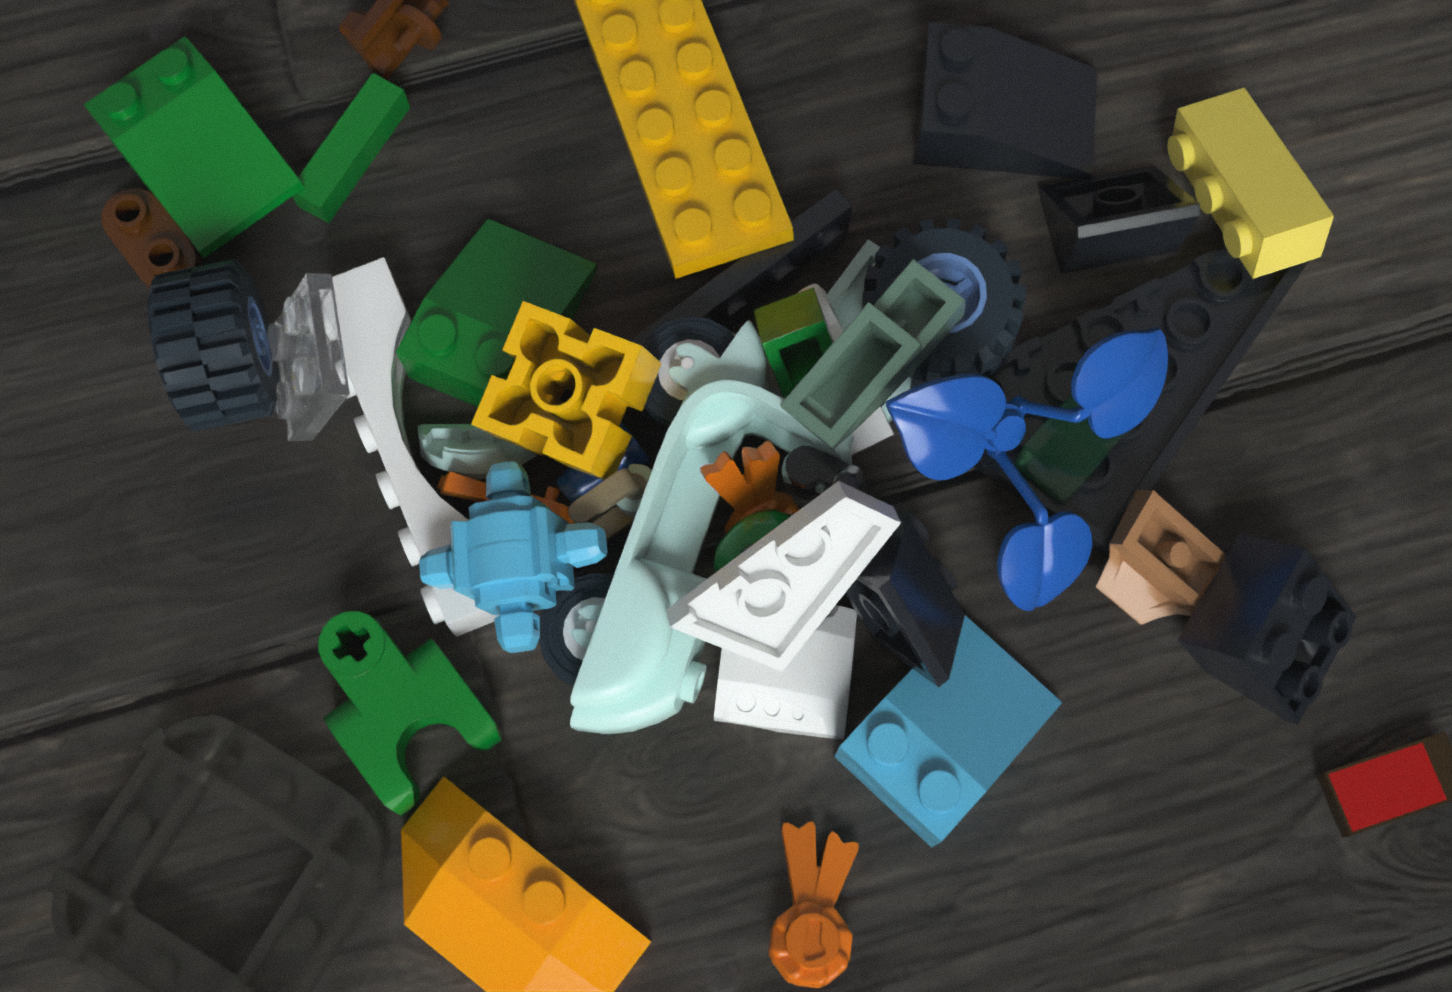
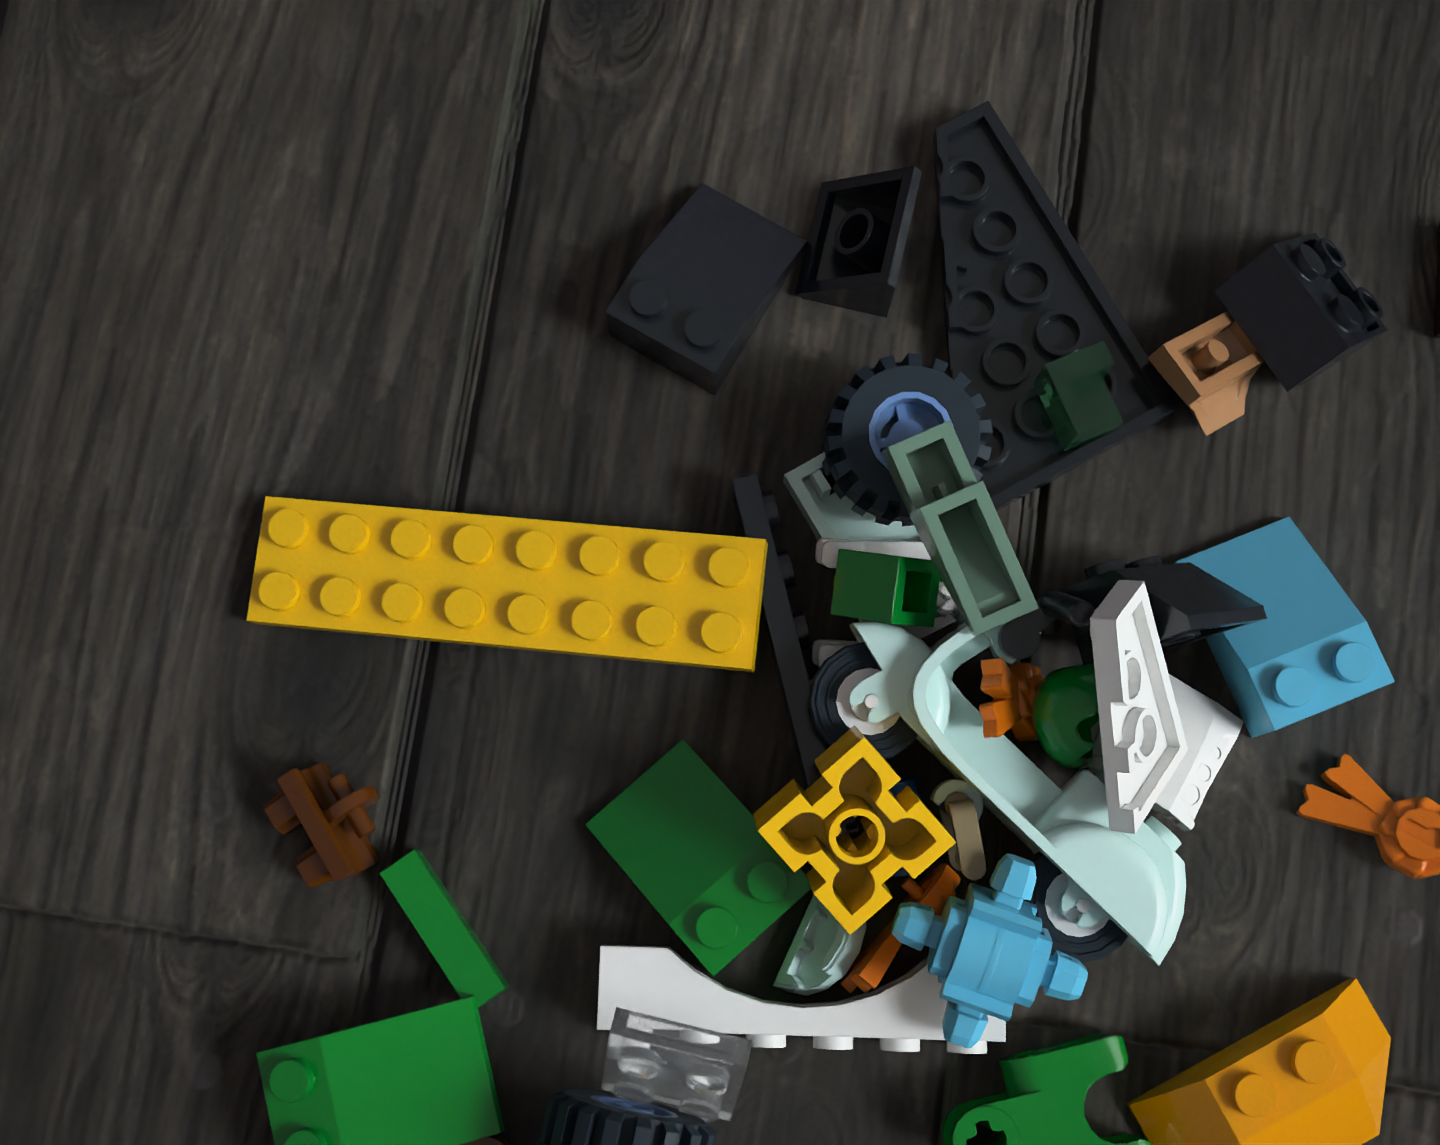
camera: 65 degrees left, 5 degrees up
(959, 416) = (1062, 491): blue plant -> none
(1249, 183) = (896, 112): light yellow brick -> none

